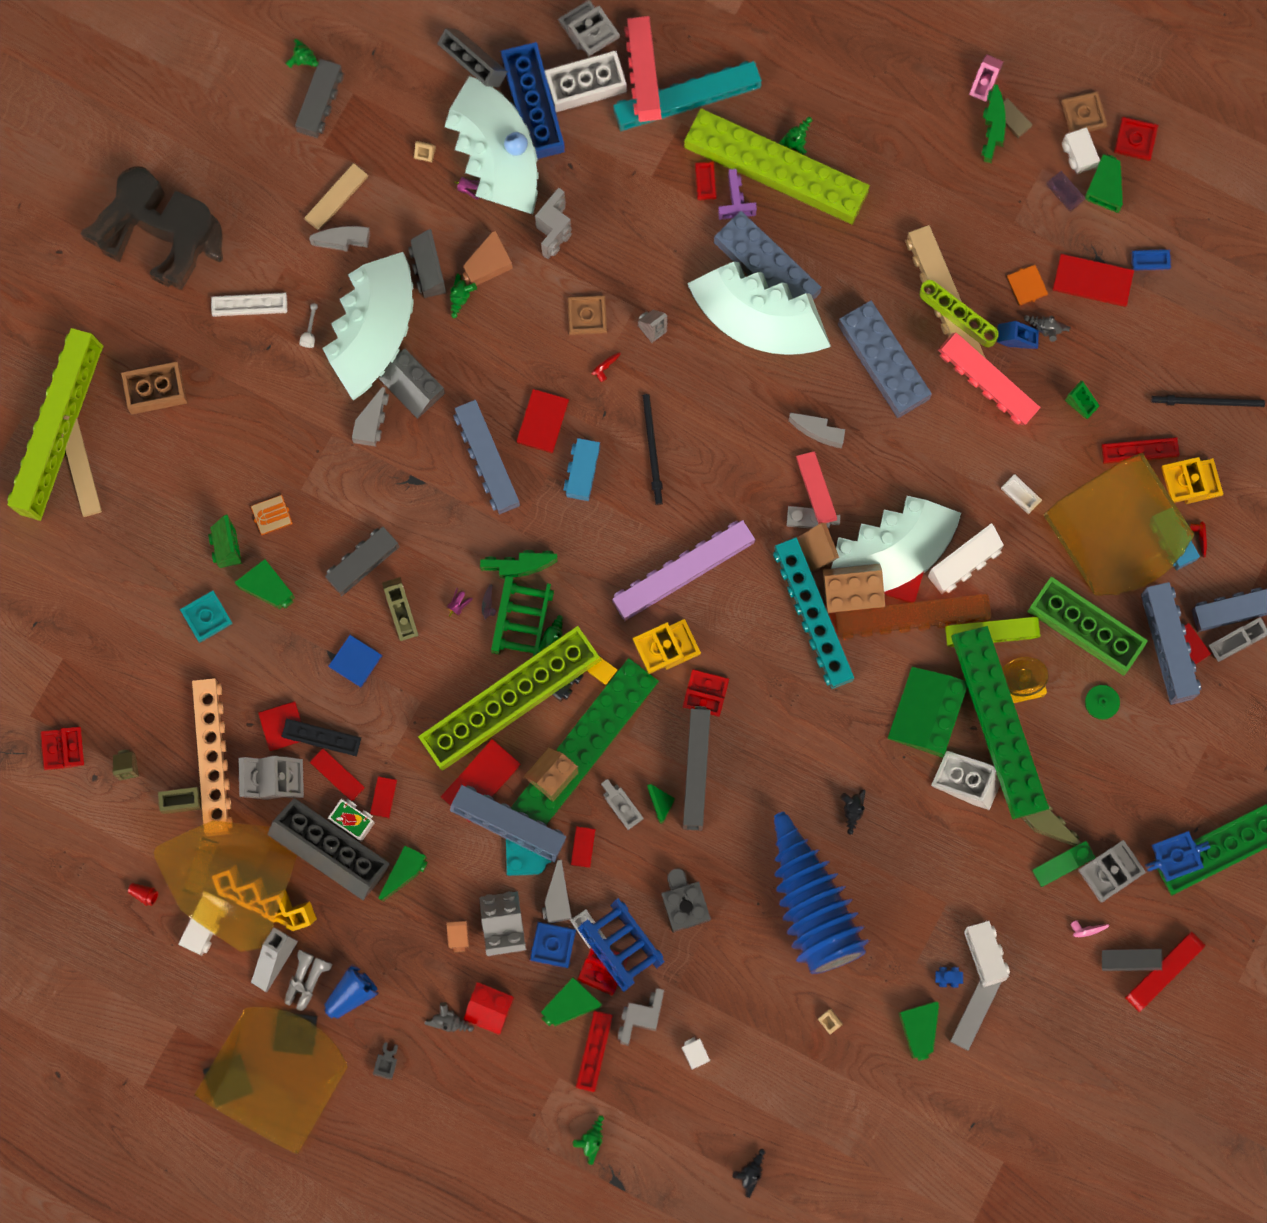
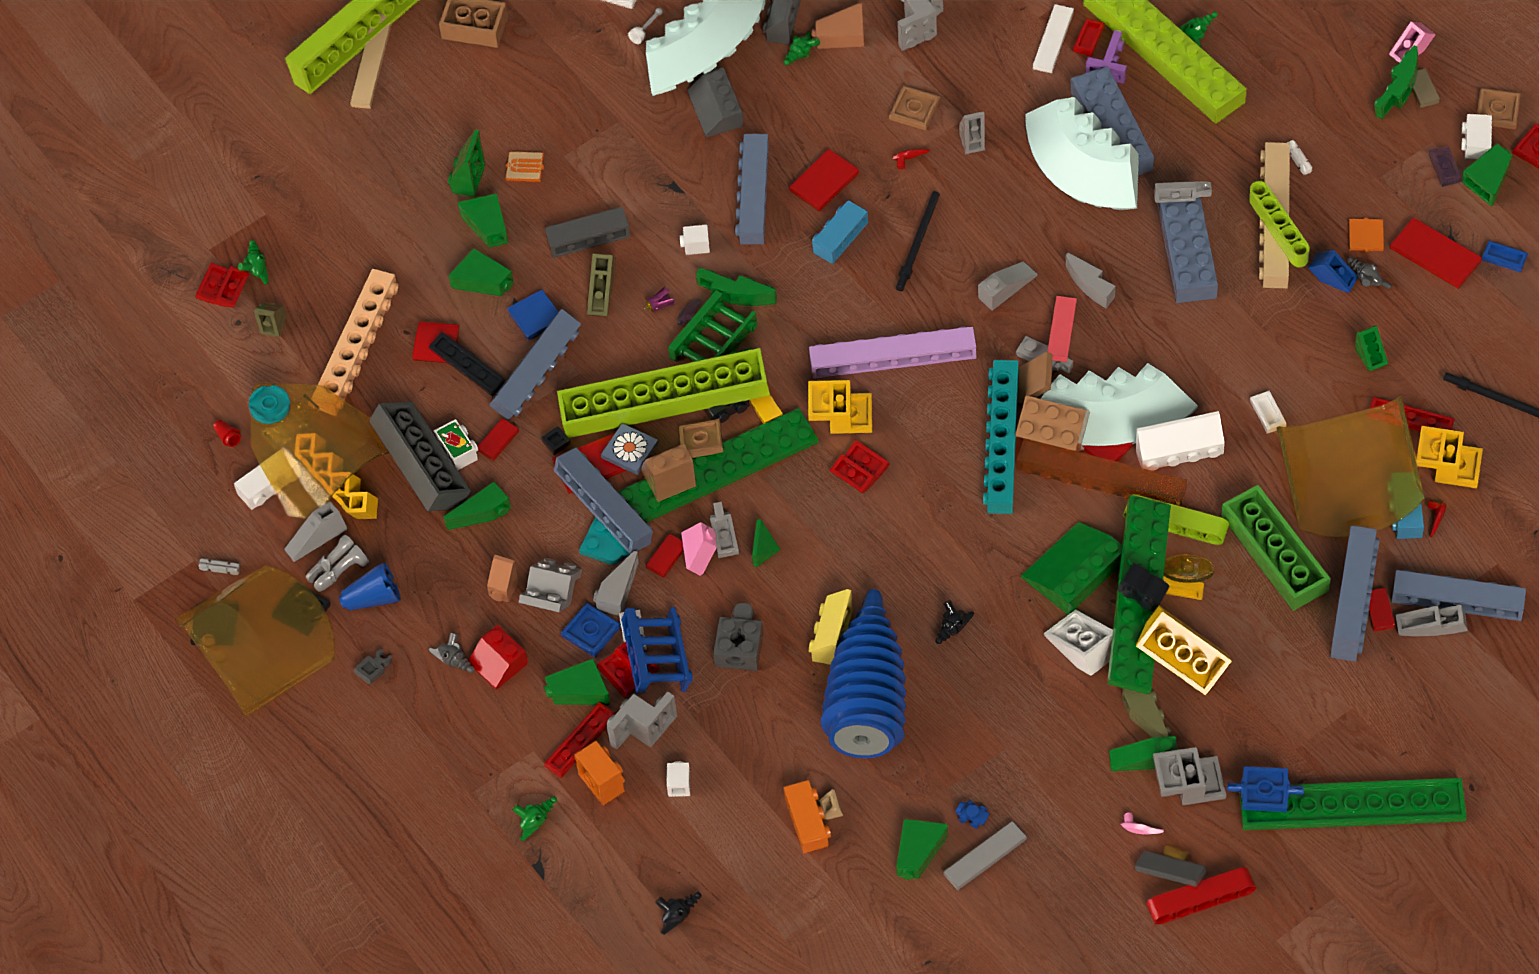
camera: 30 degrees right, 20 degrees down
(81, 714) = (255, 262): none -> green piece
(177, 864) = (269, 404): none -> teal tile
(179, 800) = (303, 364): olive brick -> none
(202, 1024) = (219, 566): none -> light grey axle
(206, 616) = (416, 225): teal plate -> none
(271, 777) = (399, 377): light grey bracket -> none
(290, 643) = (481, 275): none -> green slope
(337, 775) = (464, 403): red tile -> none
(367, 424) = (657, 120): light grey slope -> none
(382, 713) = (535, 364): none -> sand blue brick
(435, 778) = (556, 440): none -> black plate
(460, 529) = (695, 239): none -> white brick
(504, 761) = (629, 449): none -> tile
(560, 725) = (702, 438): none -> medium nougat tile
(609, 831) = (699, 547): none -> bright pink slope
(630, 1080) = (600, 772): none -> orange brick
(675, 195) = (1053, 38): none -> white tile
(696, 769) = (812, 524): dark grey brick -> none
(748, 461) = (1004, 284): none -> light grey slope
(756, 859) = (833, 623): none -> light yellow slope
(817, 1041) = (807, 816): none -> orange brick
(865, 316) = (1181, 191): none -> light grey hinge
(939, 231) = (1299, 158): none -> white axle
(987, 953) = (1021, 803): white brick -> none
(989, 379) = (1282, 292): coral brick -> none
(1006, 722) = (1143, 587): none -> black brick
(1058, 759) = (1182, 650): none -> yellow slope
(1102, 702) = (1259, 627): green piece -> none
(1129, 941) = (1176, 852): none -> clear yellow tile

